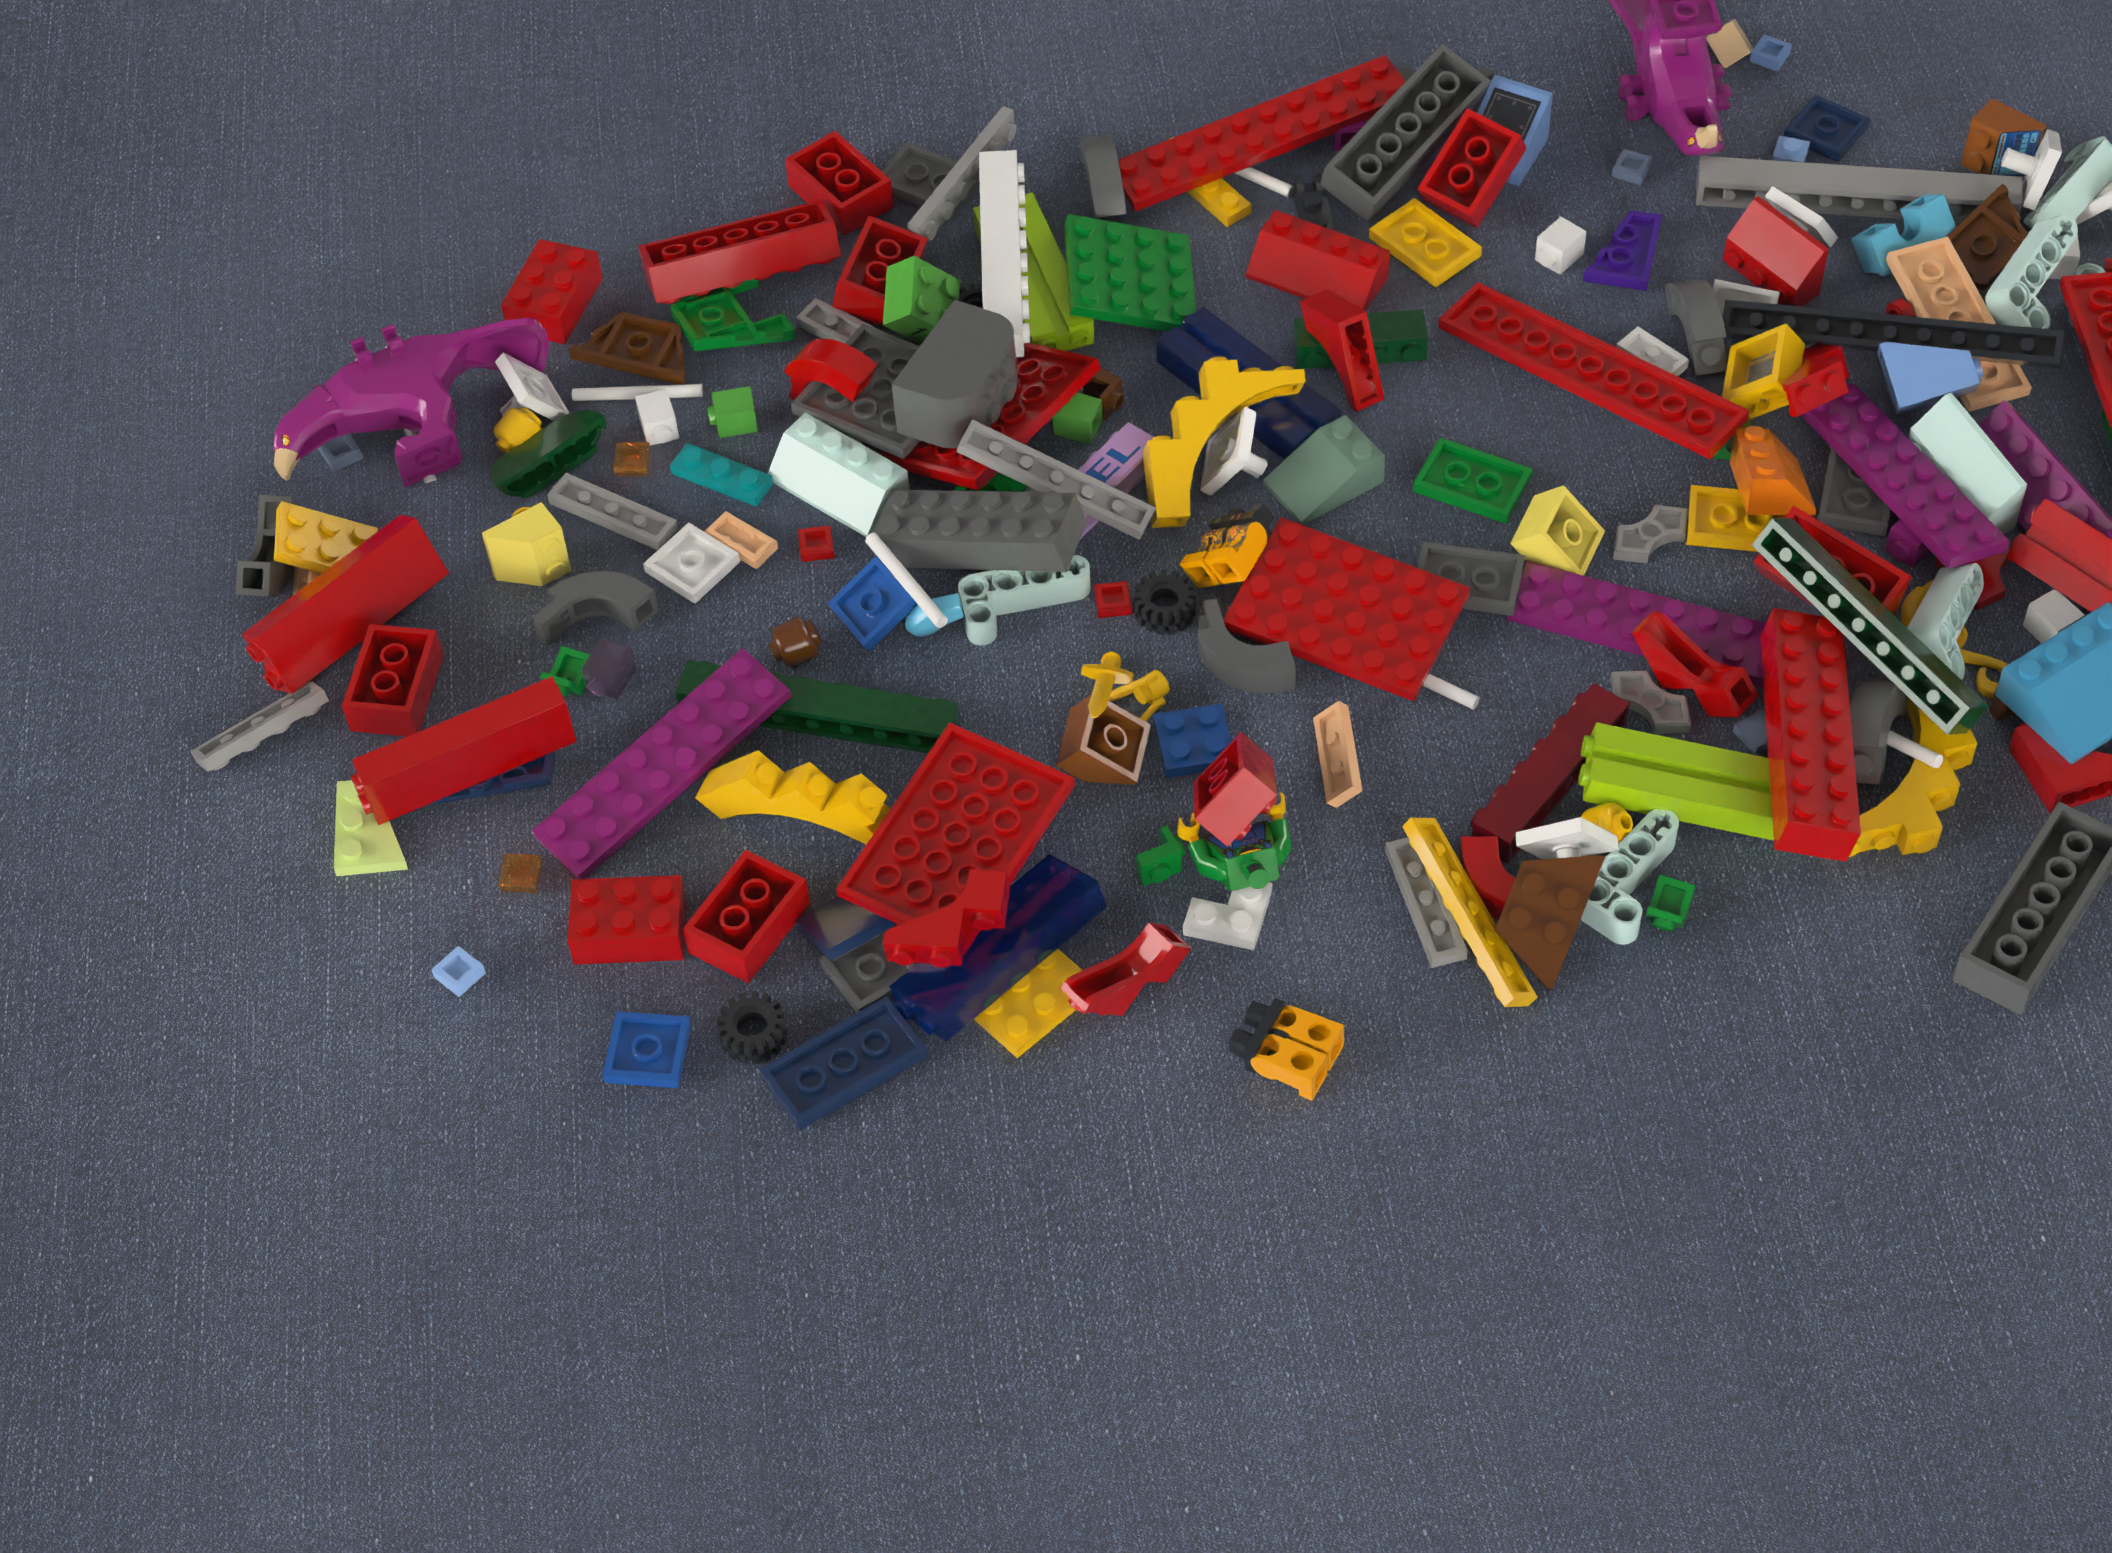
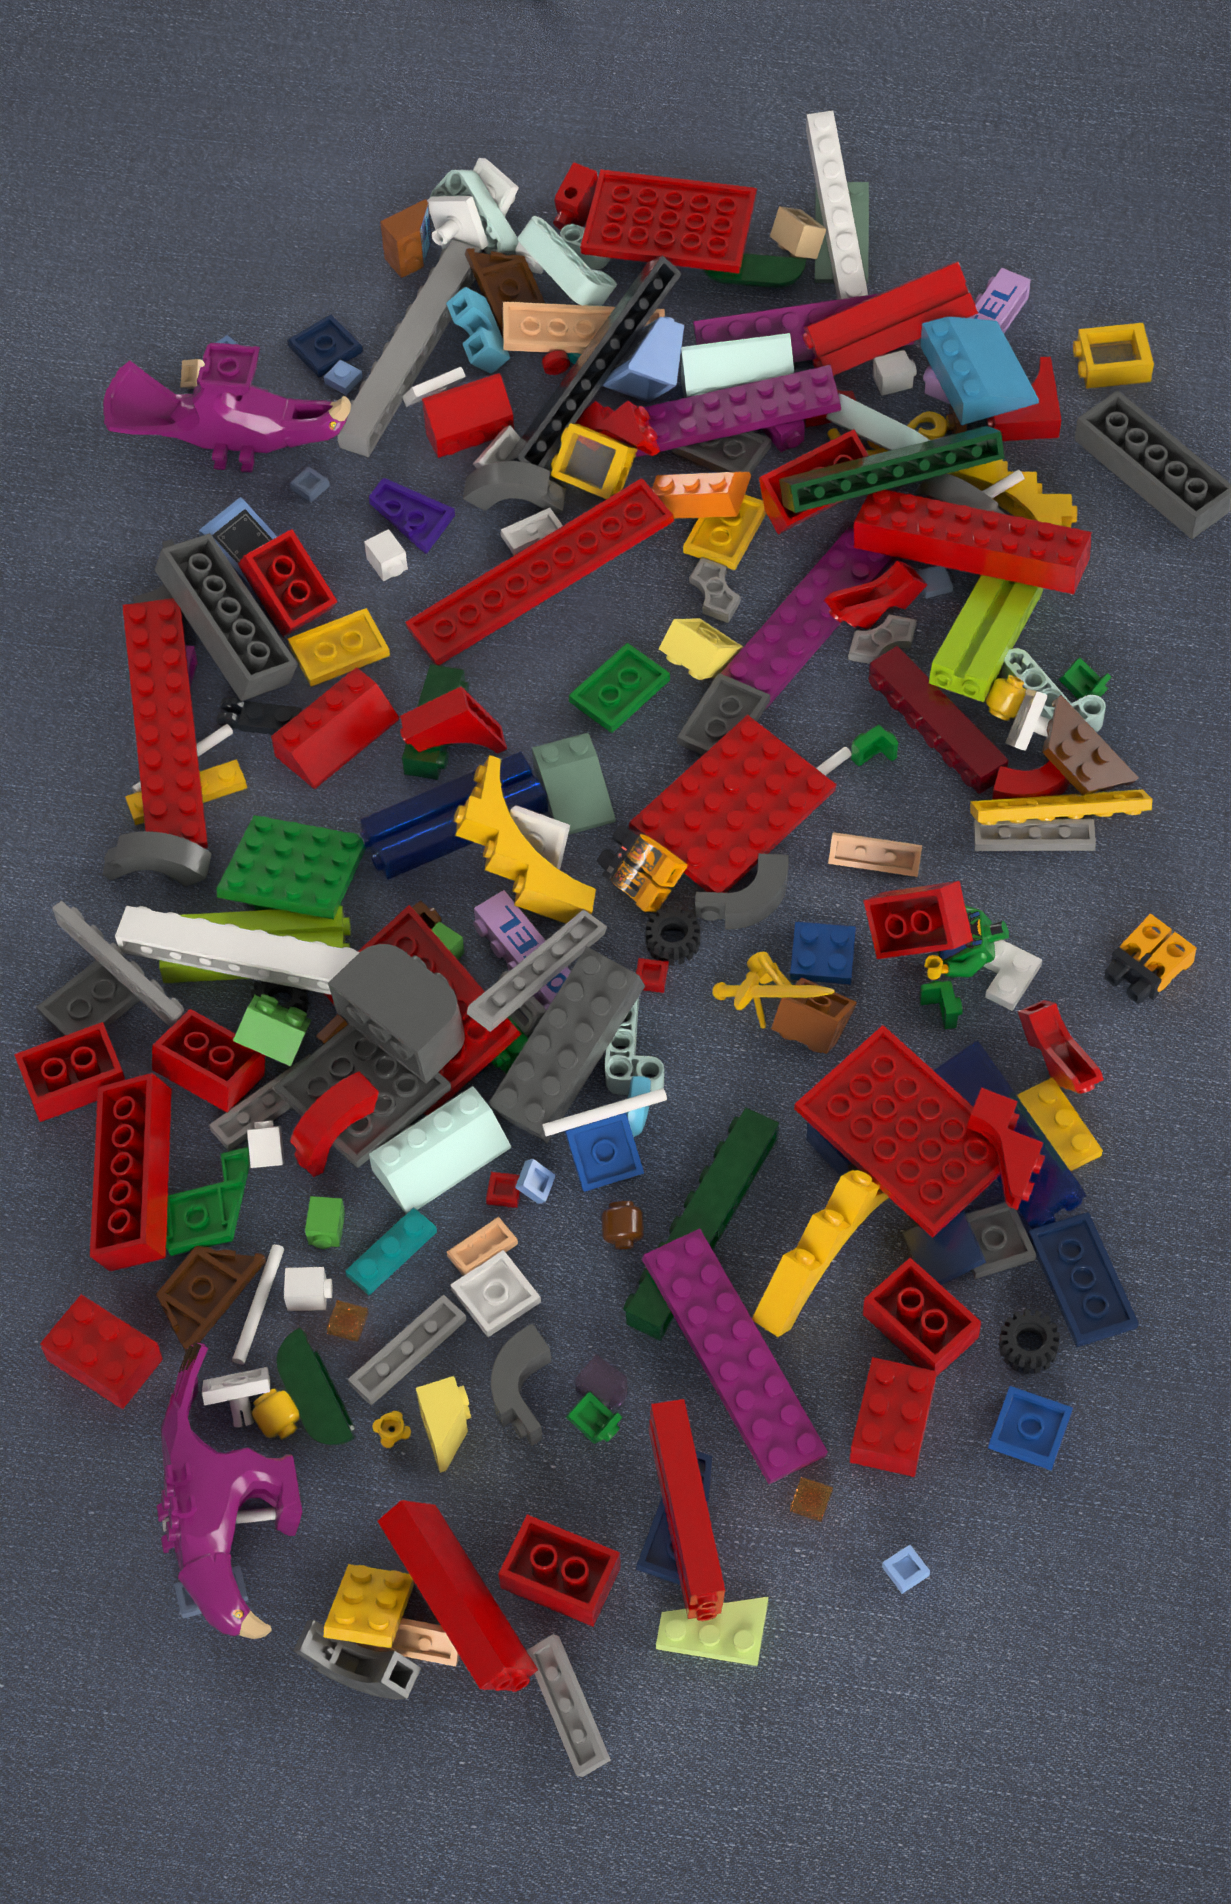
camera: 75 degrees left, 5 degrees up
(796, 336) = (265, 1144): none -> white brick
(826, 560) = (535, 1181): none -> medium blue plate
(1487, 717) = (871, 743): none -> green bracket

